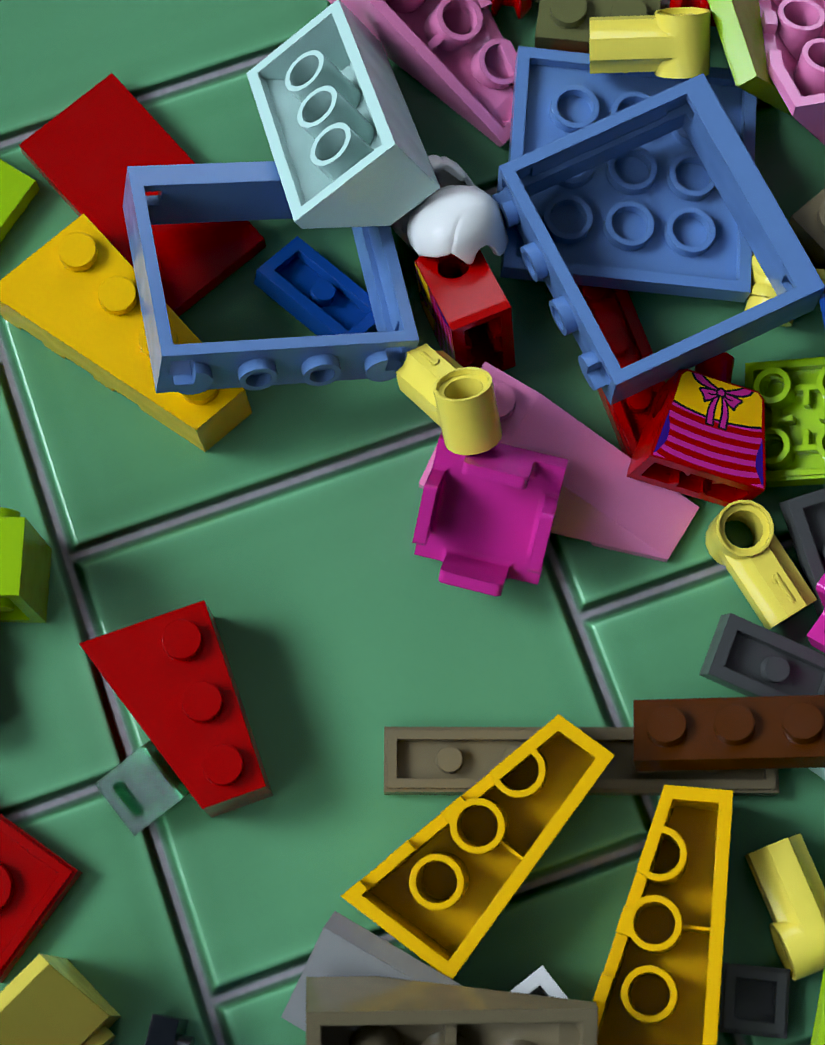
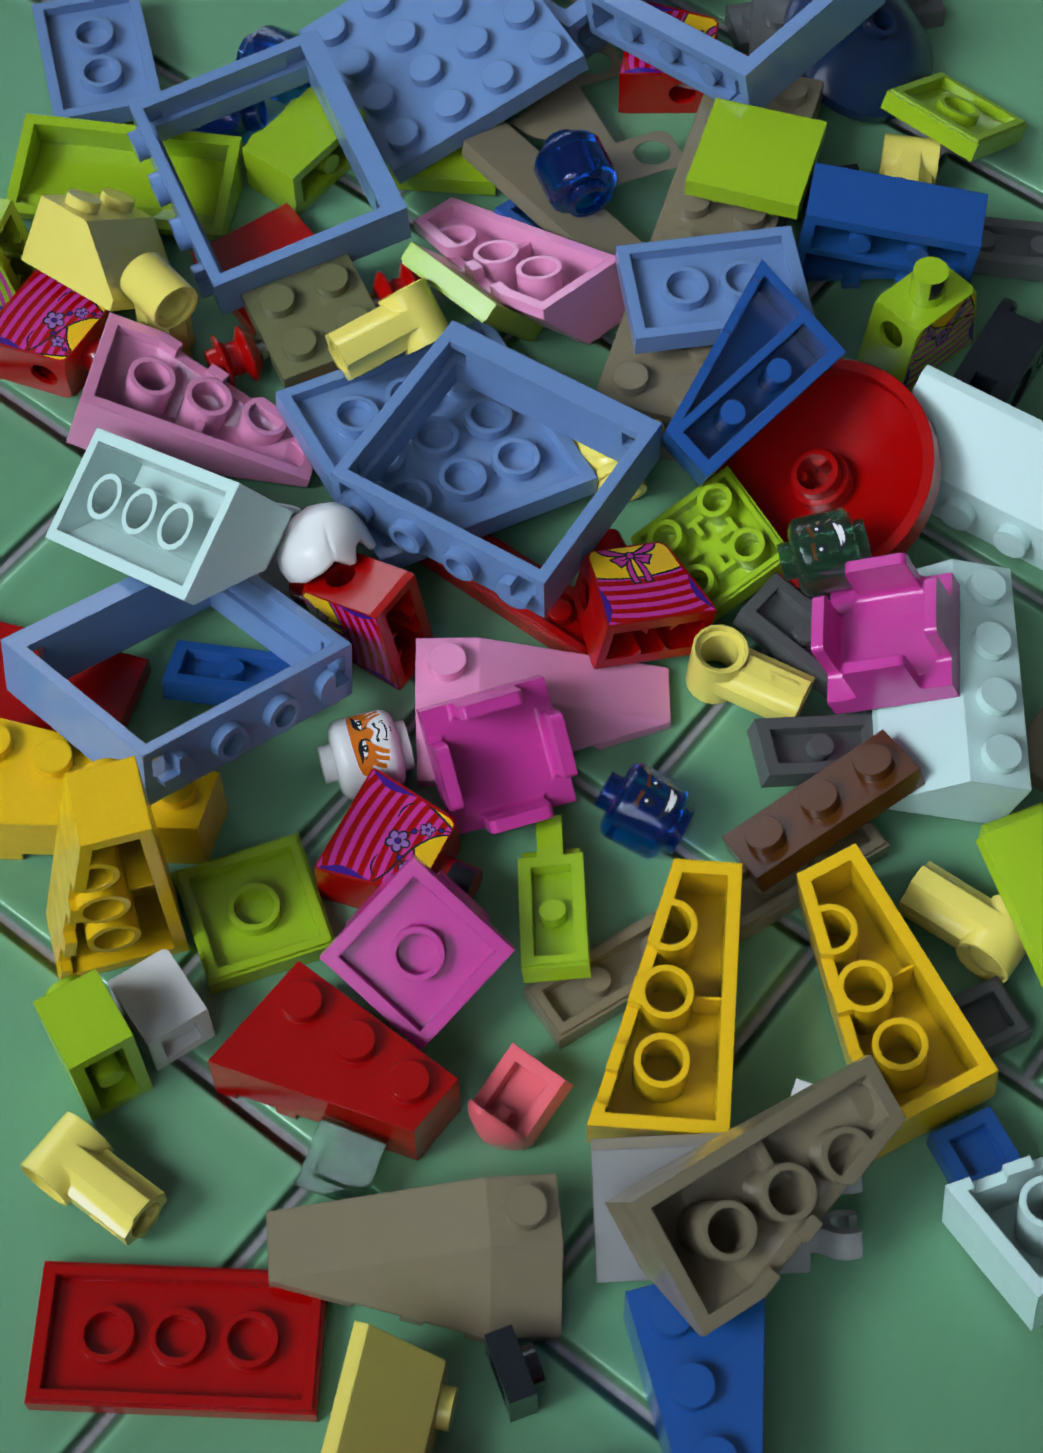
camera: 35 degrees left, 15 degrees down
(81, 565) = (161, 1008): none -> white panel
(97, 437) = (109, 874): none -> yellow wedge
(169, 923) = (433, 1254): none -> dark tan wedge
(214, 521) = (254, 912): none -> lime tile
(306, 651) = (418, 950): none -> dark pink panel
(314, 823) = (516, 1101): none -> coral plate
(353, 543) = (381, 835): none -> torso
(387, 436) = (365, 743): none -> white head
(450, 674) = (553, 908): none -> lime hinge
(454, 397) = (418, 667): light yellow piece -> none
(586, 633) = (644, 810): none -> clear blue head

